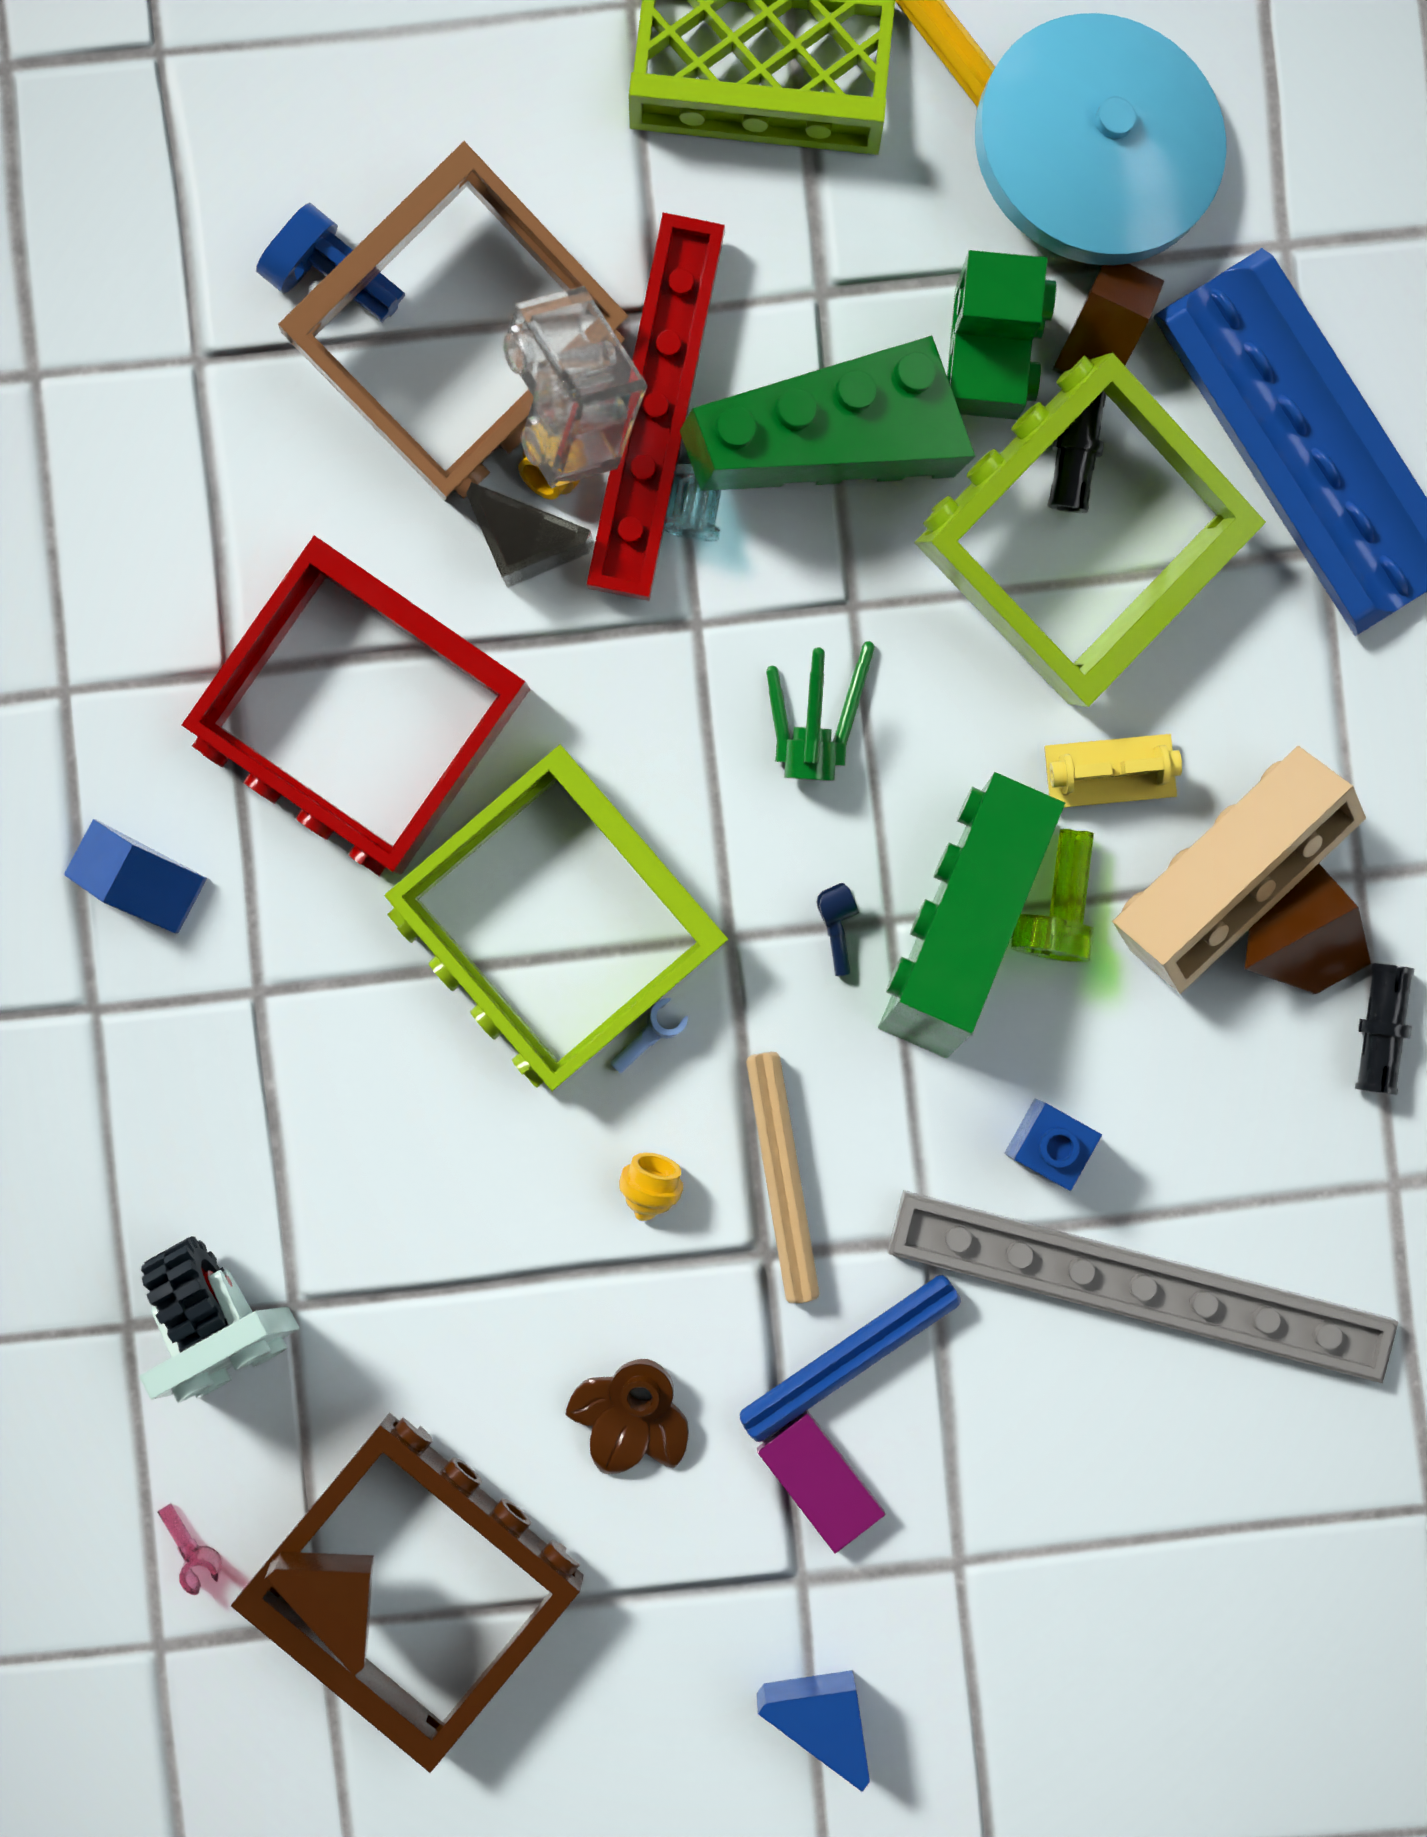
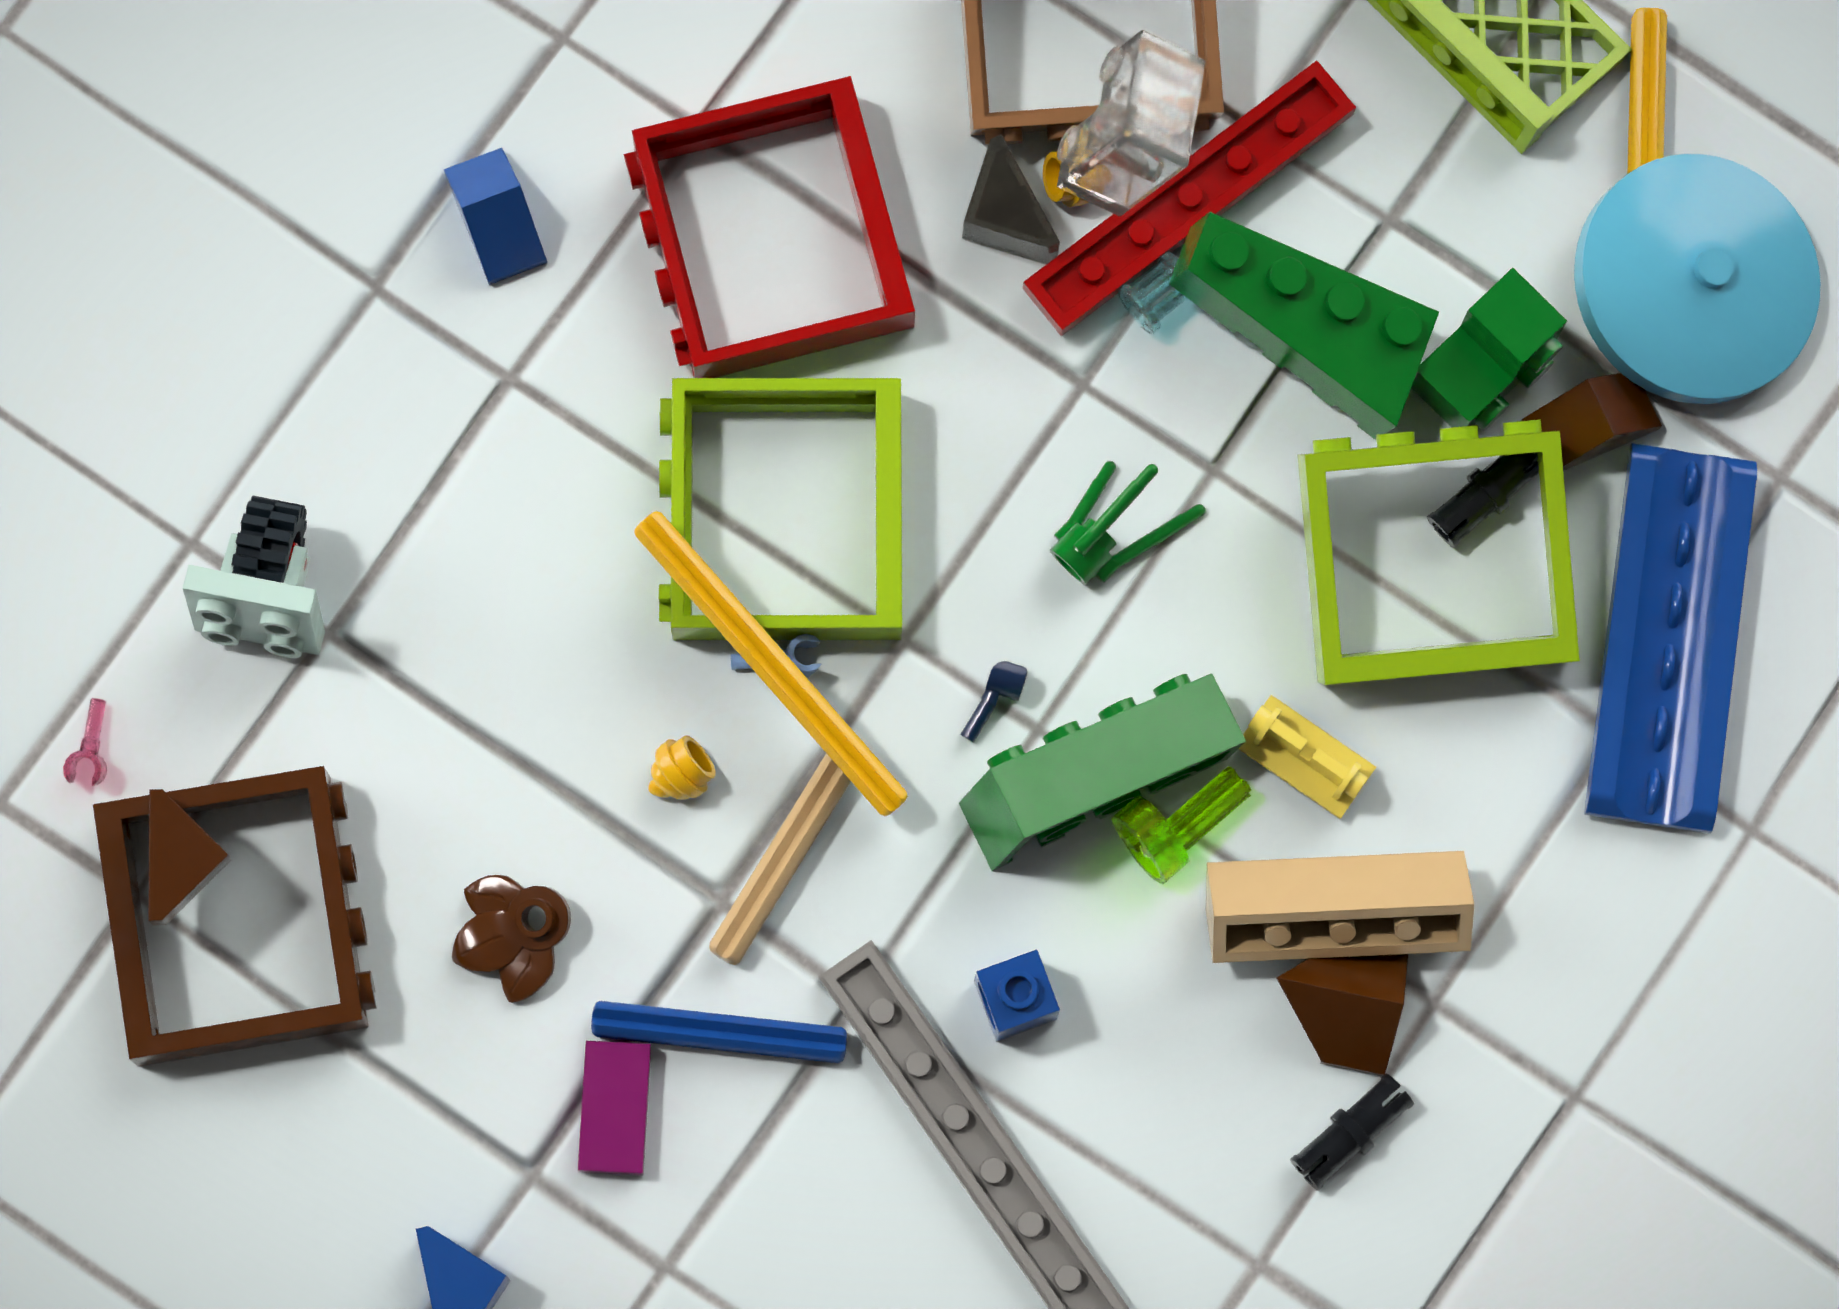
camera: 35 degrees right, 10 degrees down
(650, 1054) = (770, 663): none -> yellow axle

